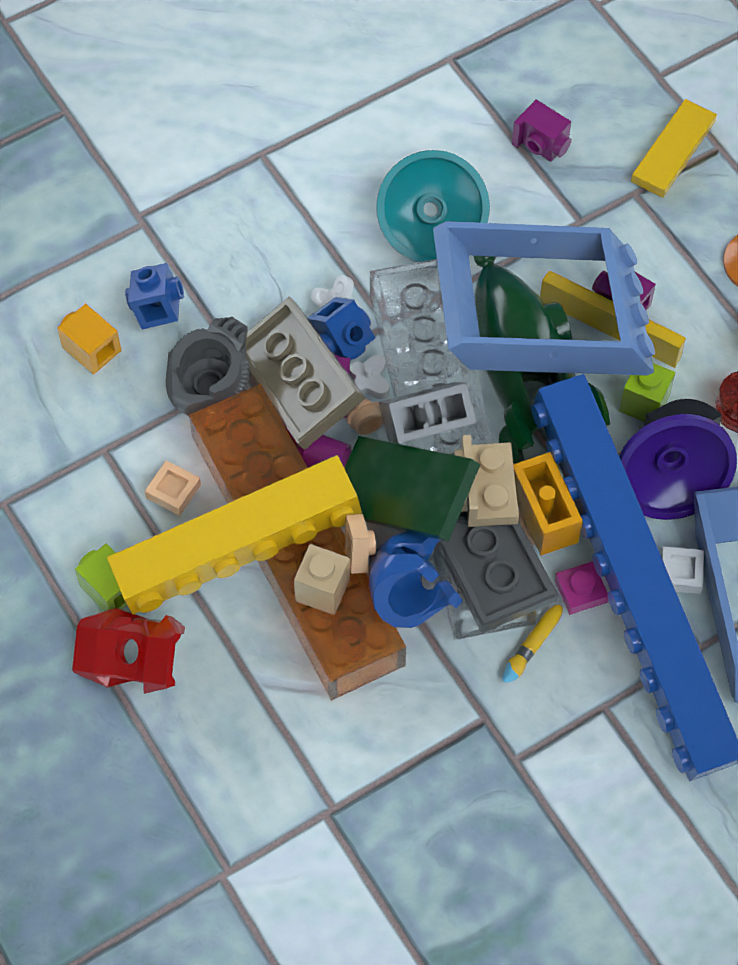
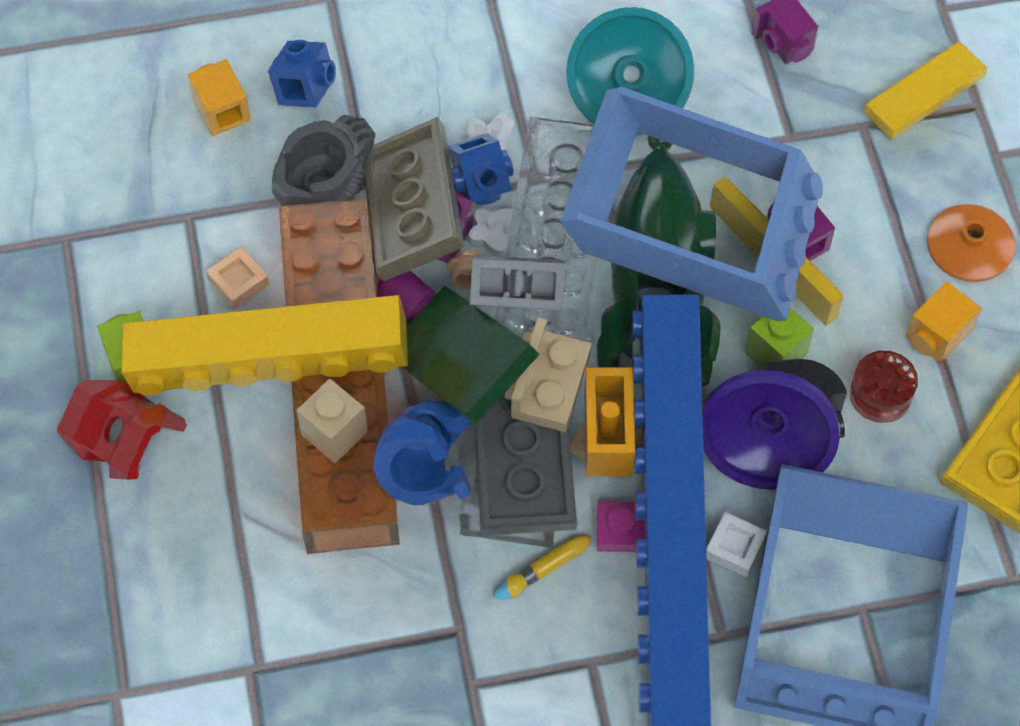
camera: 20 degrees right, 0 degrees up
(358, 543) = (386, 397): light nougat plate -> none

